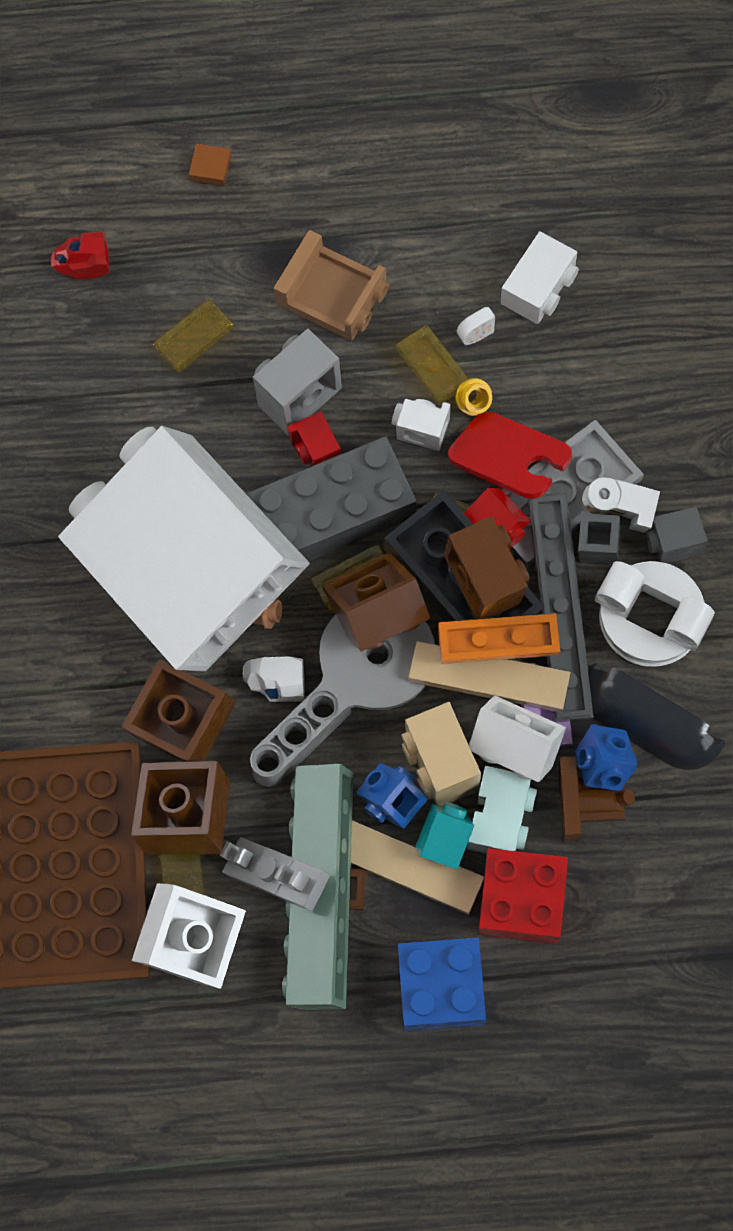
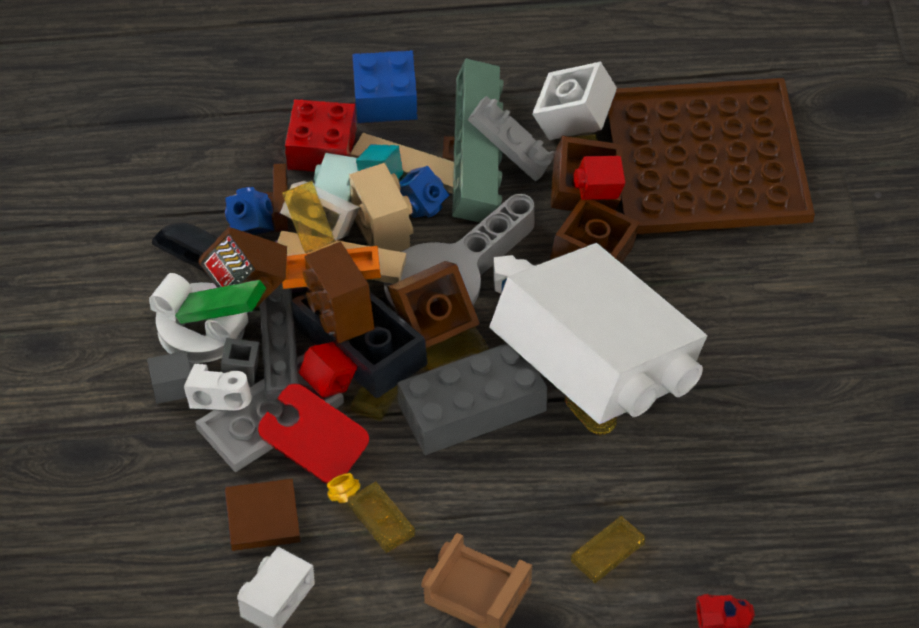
camera: 175 degrees right, 20 degrees down
(164, 767) = (600, 177): none -> red brick
(297, 380) = (505, 482): light grey brick -> none
(313, 440) = (488, 448): red brick -> none
(421, 422) = (391, 464): white brick -> none
(476, 326) = (338, 546): white tile -> none
(528, 701) = (308, 217): none -> clear yellow tile
(560, 374) = (262, 514): none -> reddish brown tile
(595, 638) = (245, 258): none -> slope
(627, 583) = (220, 302): none -> green tile

